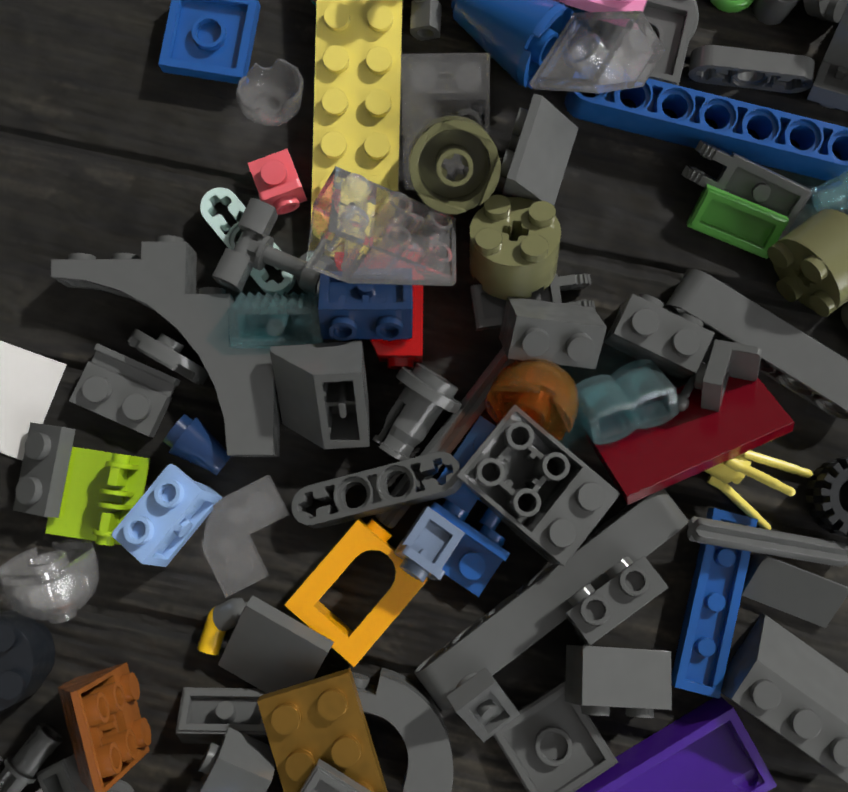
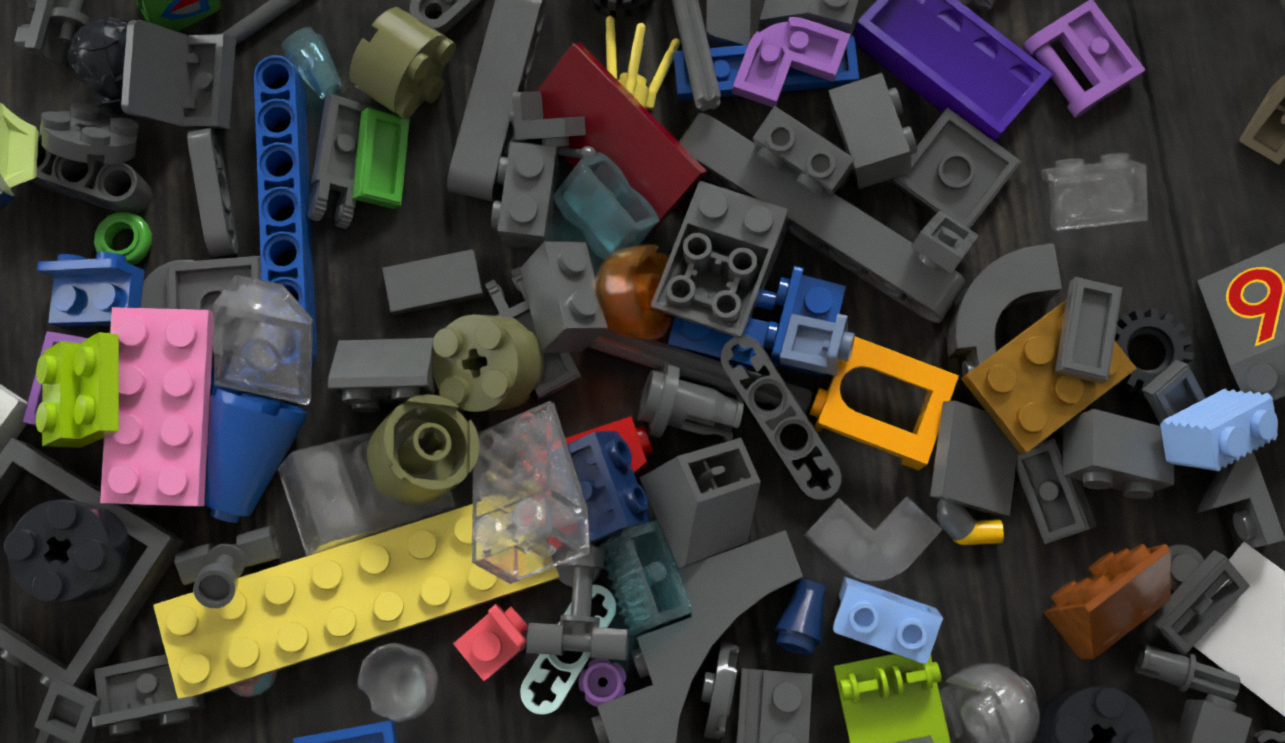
camera: 105 degrees left, 5 degrees down
(200, 255) = (589, 679): none -> medium lavender plate
(607, 232) = (432, 282): none -> dark grey tile
(730, 627) = (784, 46): none -> medium lavender plate

